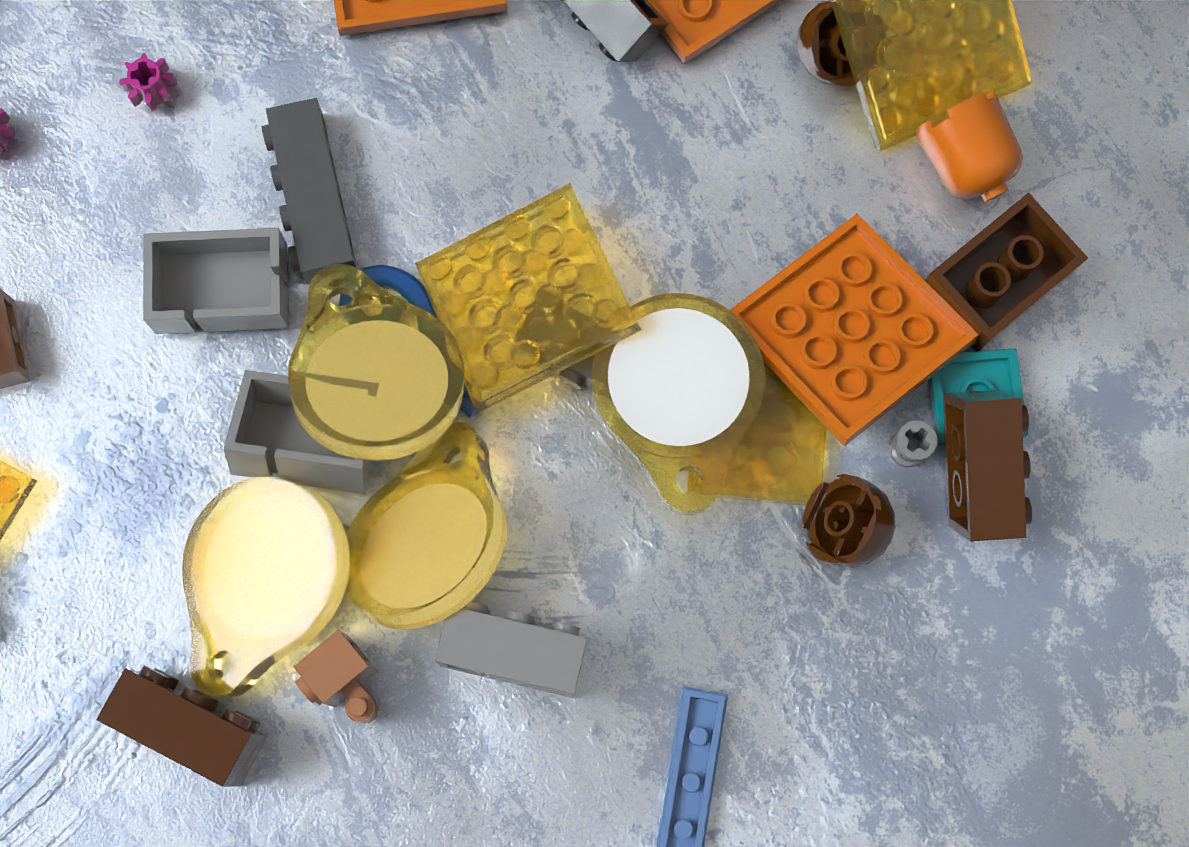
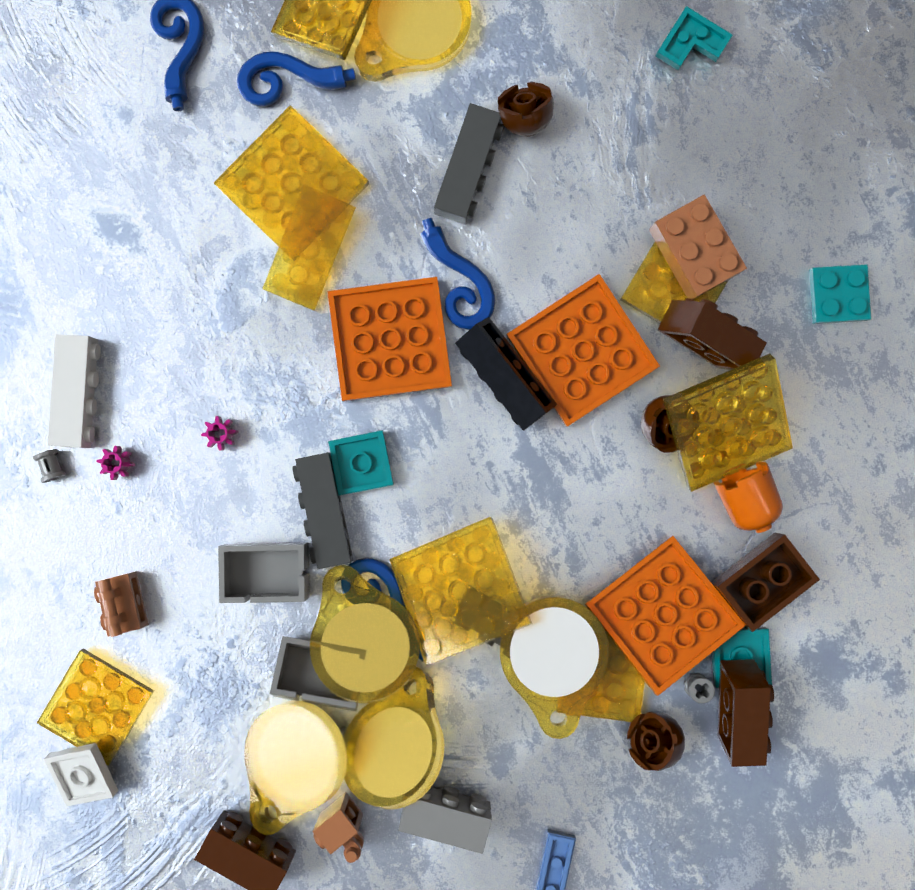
camera: 10 degrees right, 10 degrees up
(368, 121) = (360, 462): none -> teal plate

